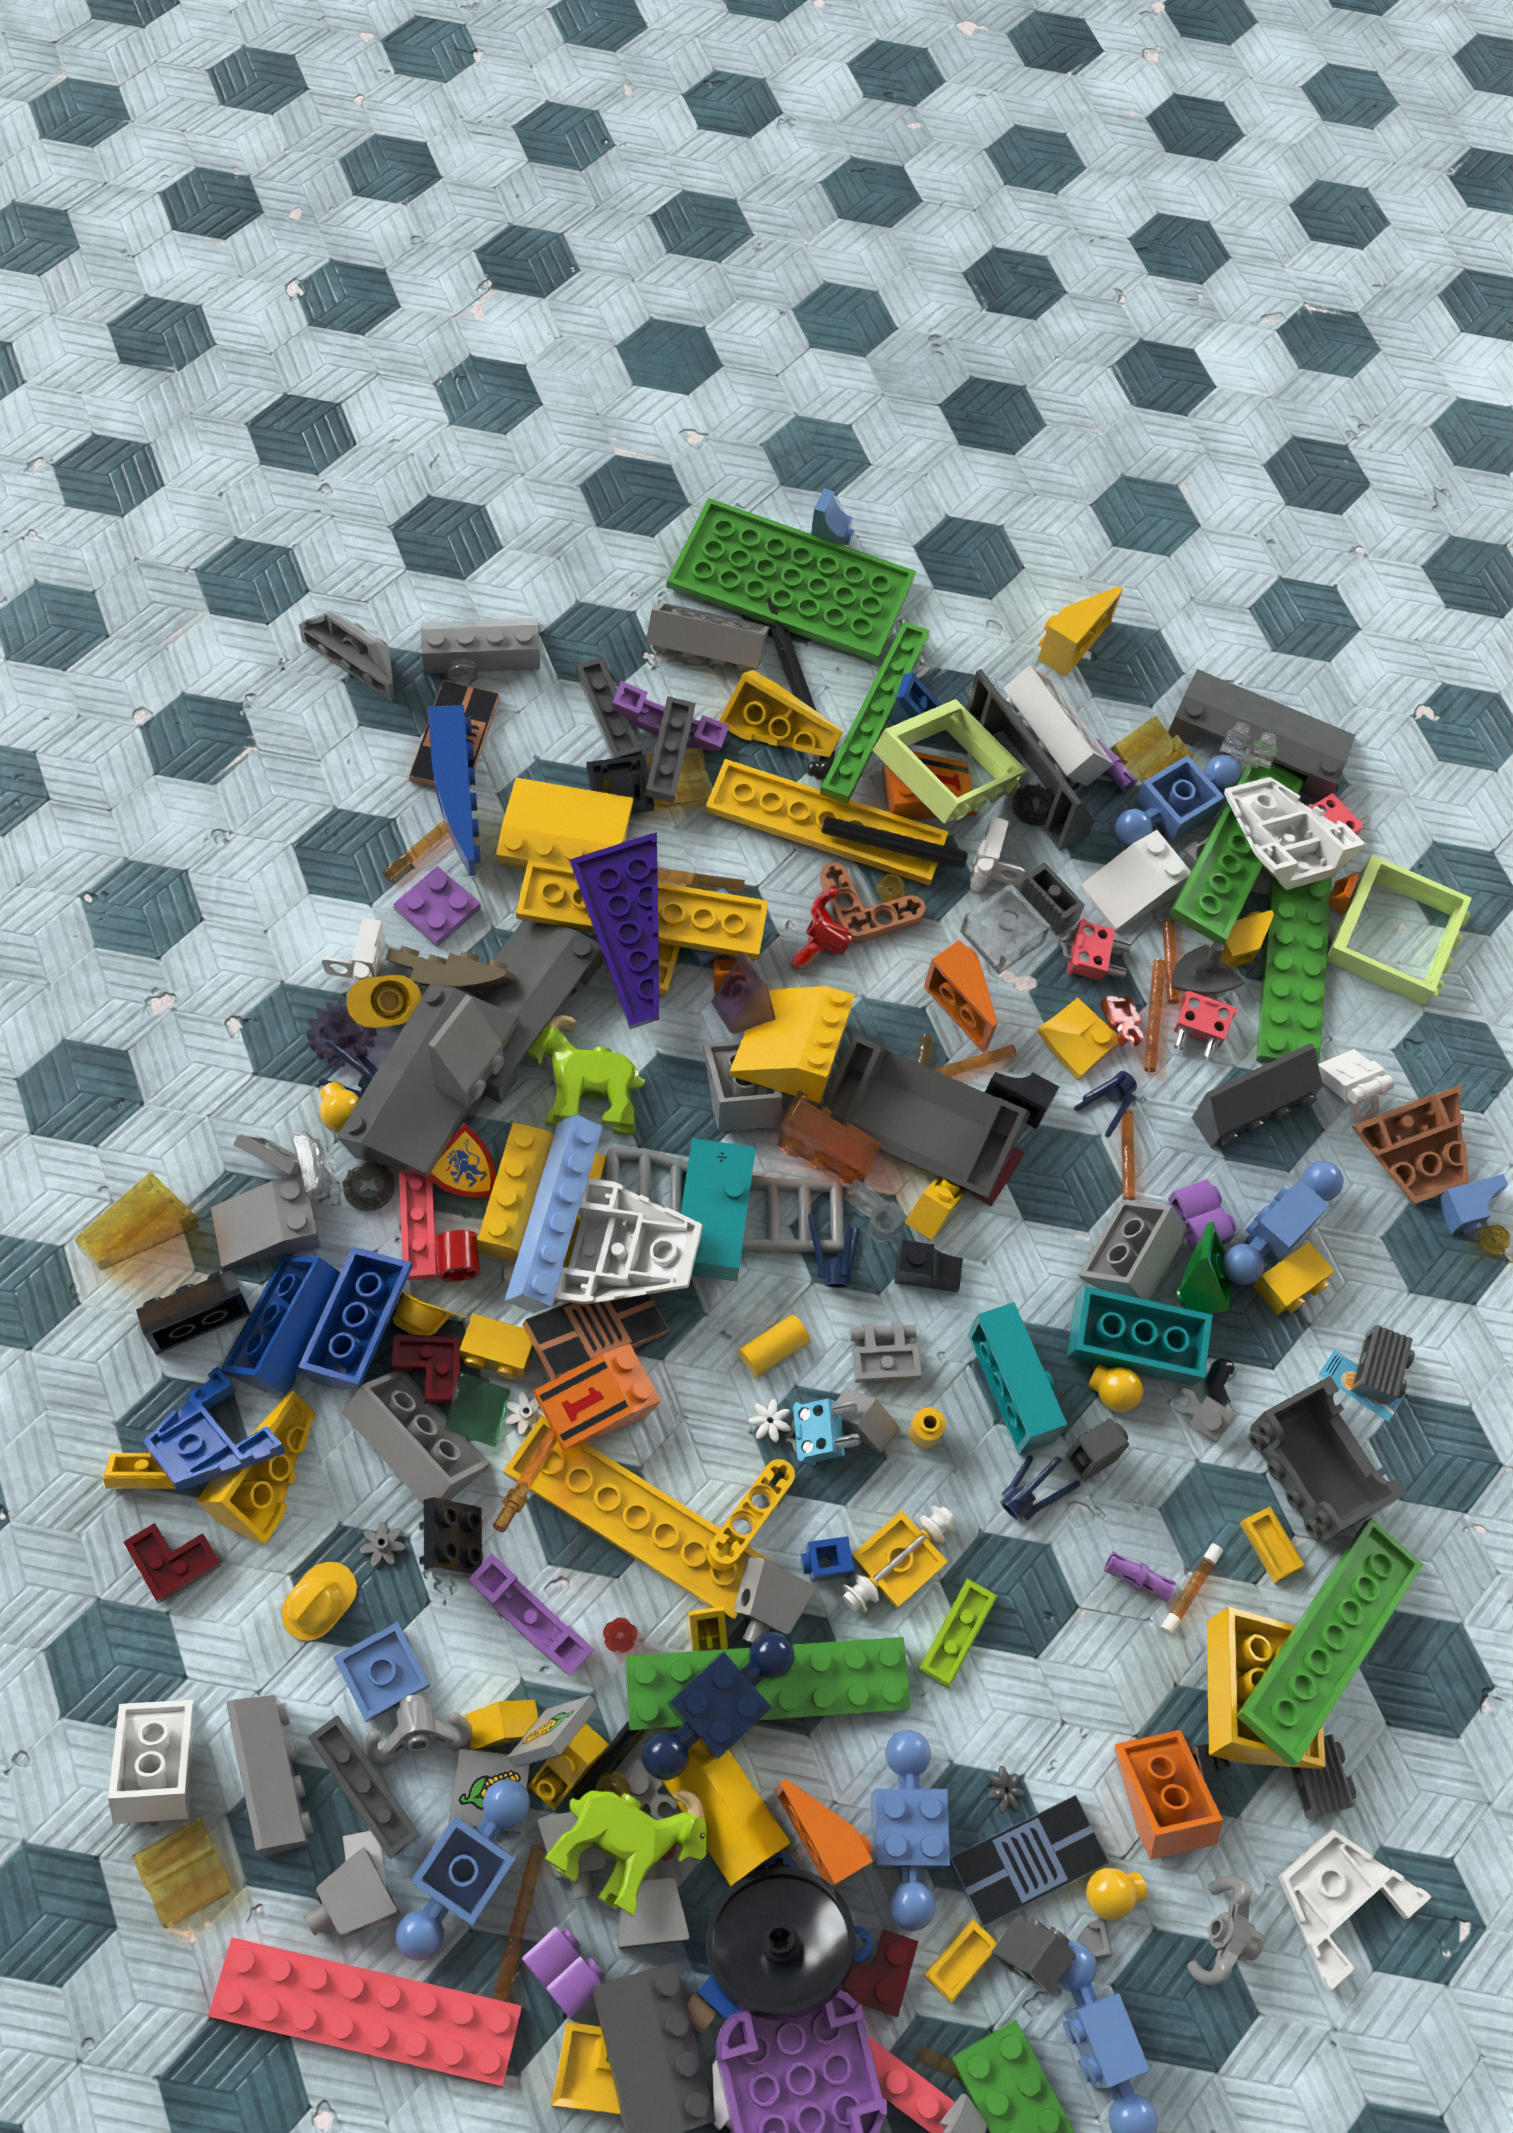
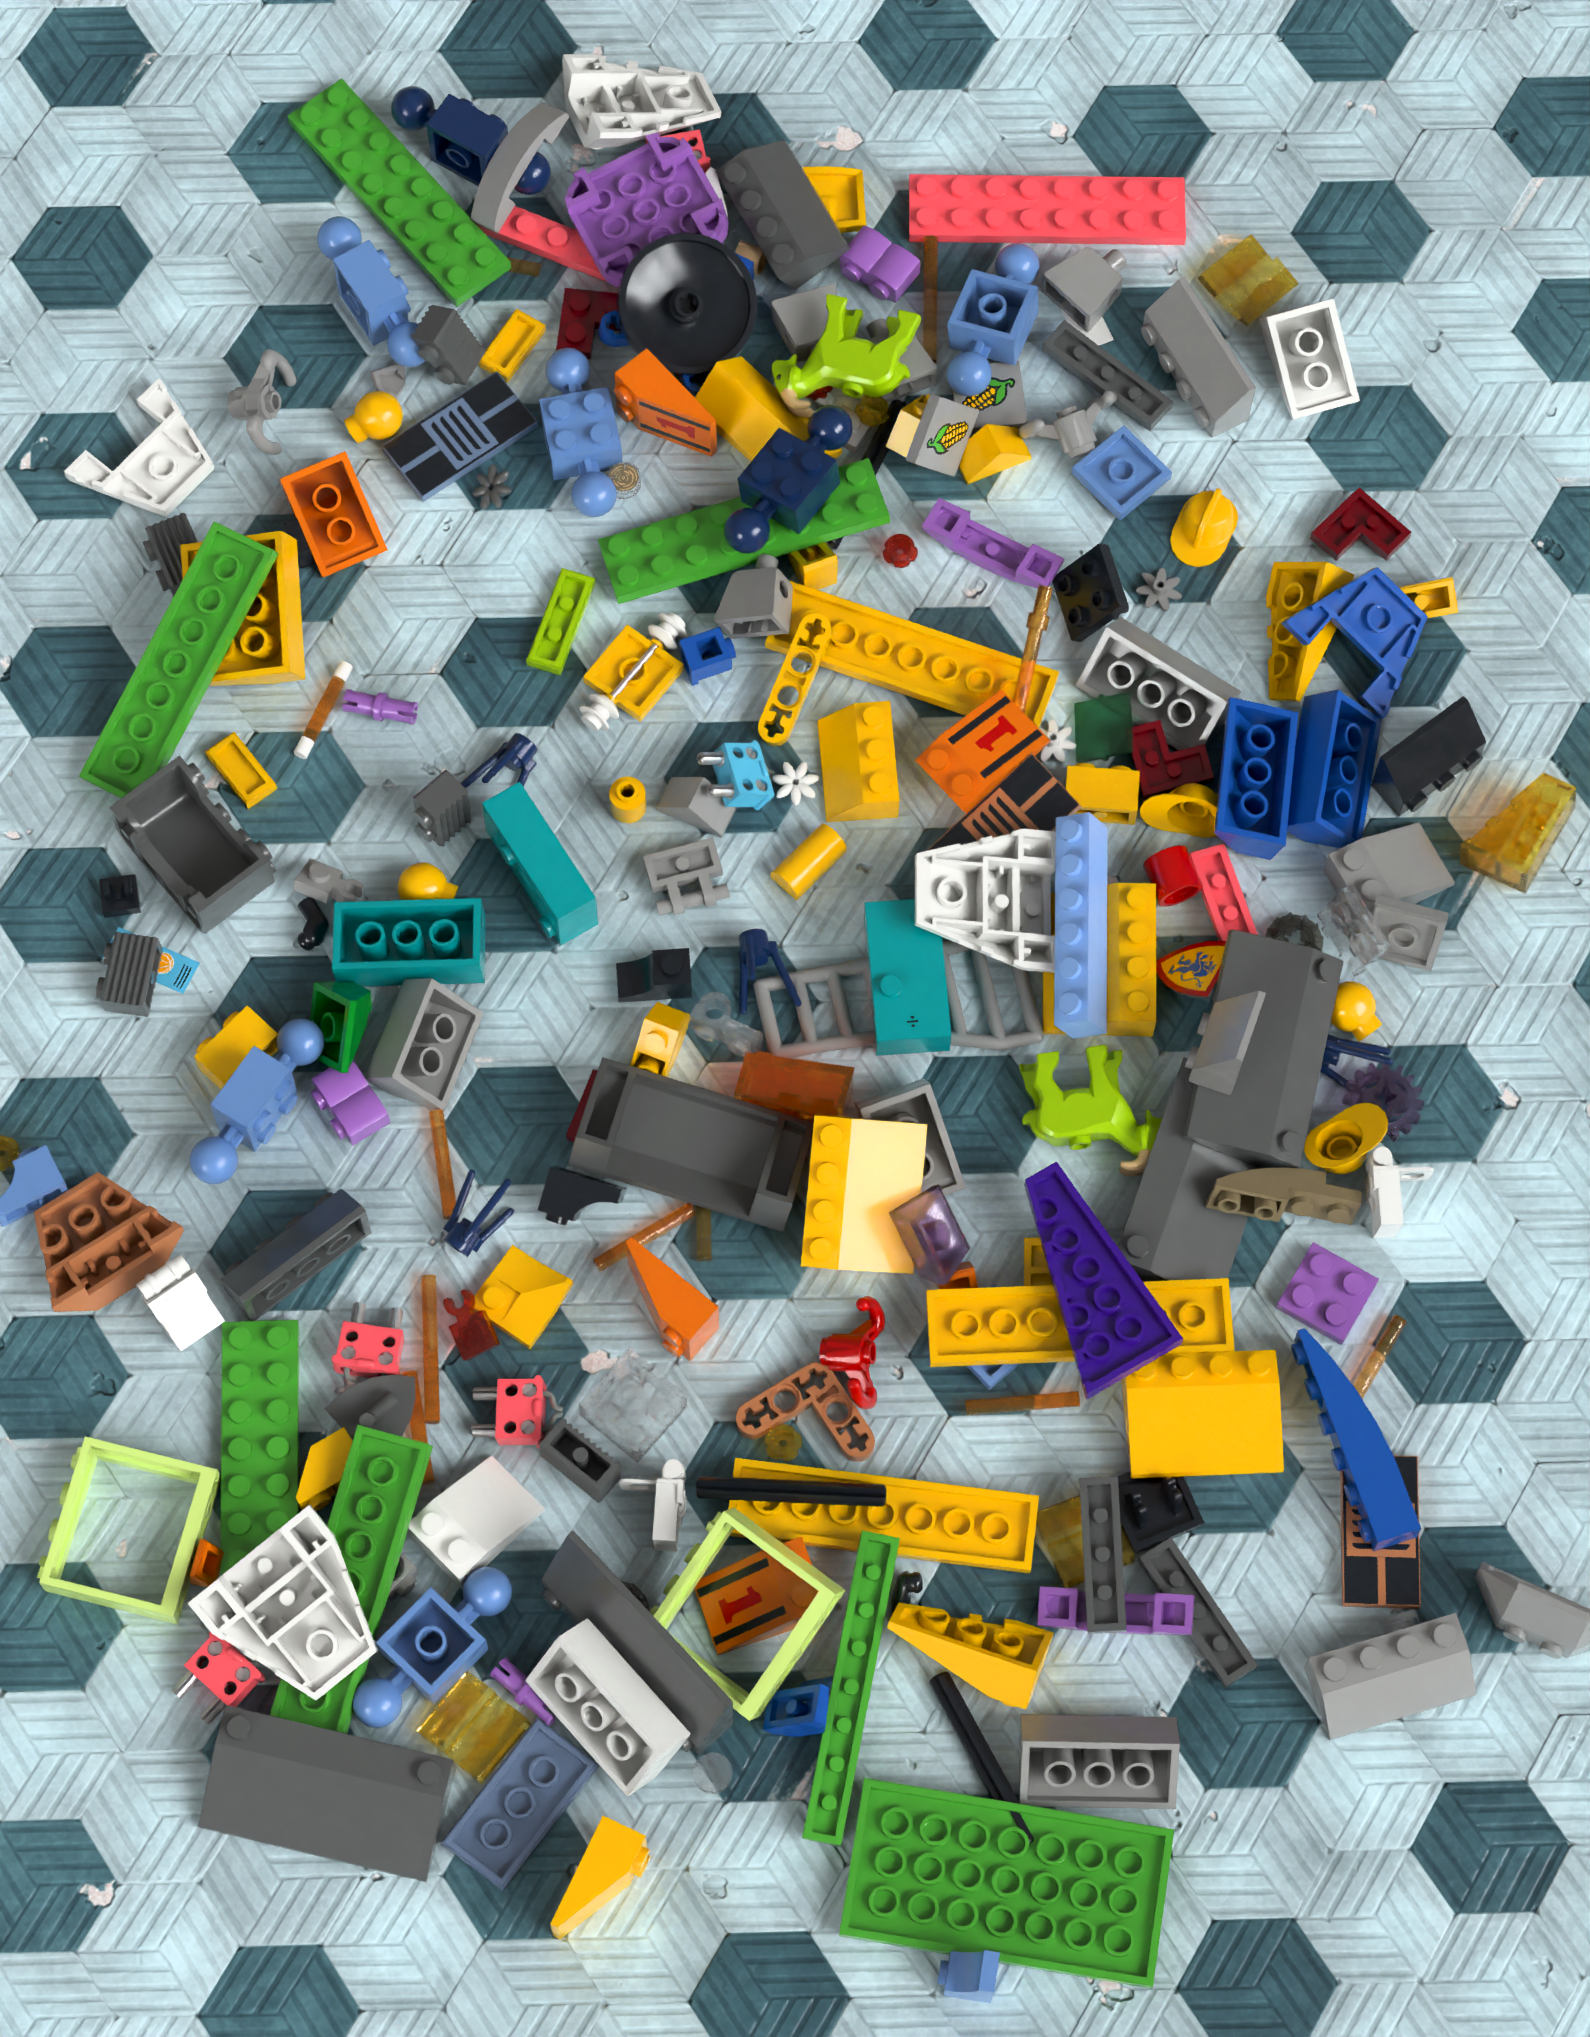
camera: 175 degrees right, 5 degrees up
(709, 1423) = (859, 763): none -> yellow slope
(873, 1773) = (625, 478): none -> tile
(1127, 699) = (520, 1804): none -> sand blue tile
(1249, 749) = (366, 1728): clear hips -> none
(1387, 1446) = (119, 896): none -> black tile

